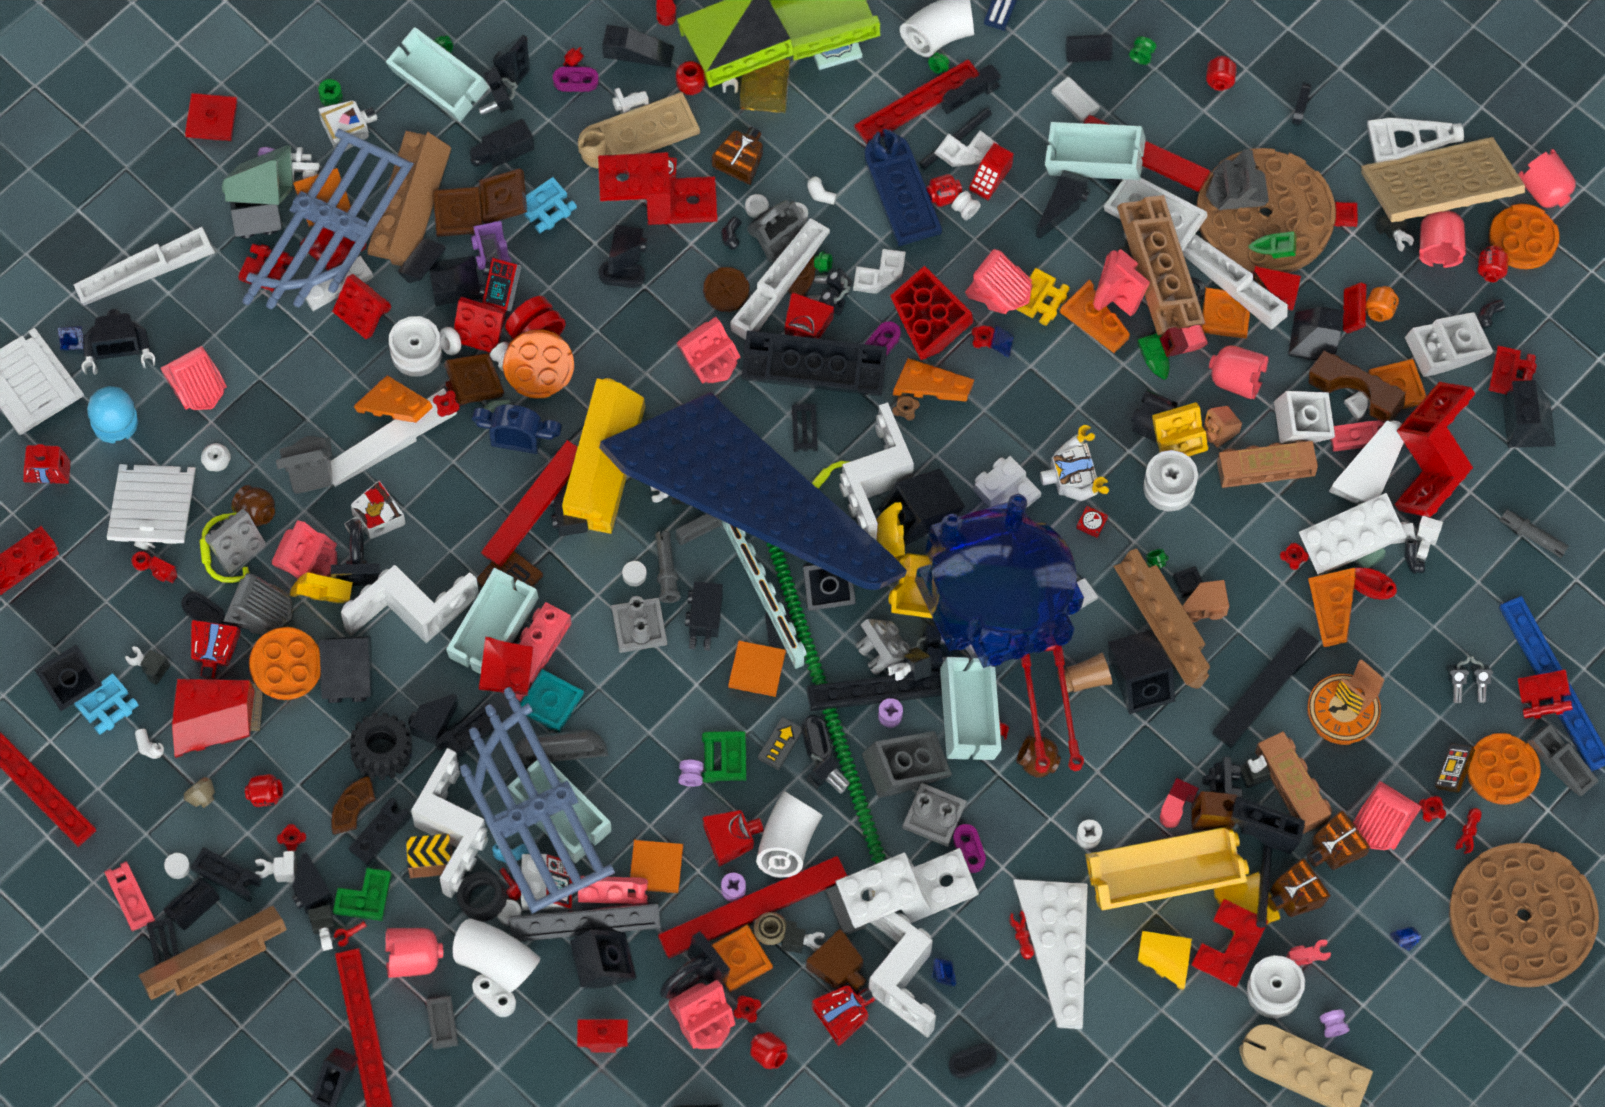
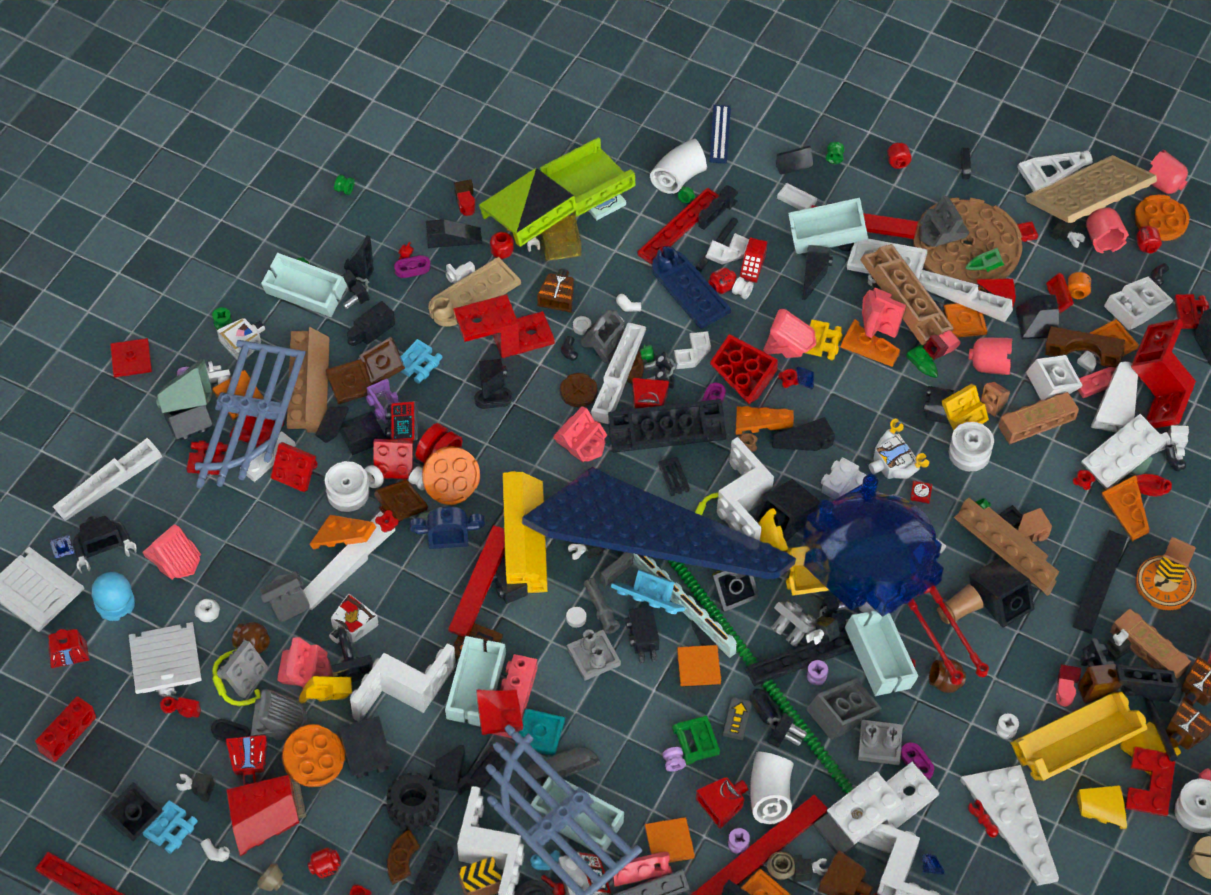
camera: 15 degrees left, 10 degrees down
(727, 565) = (651, 589): none -> medium azure bracket
(981, 418) = (808, 437): none -> black slope

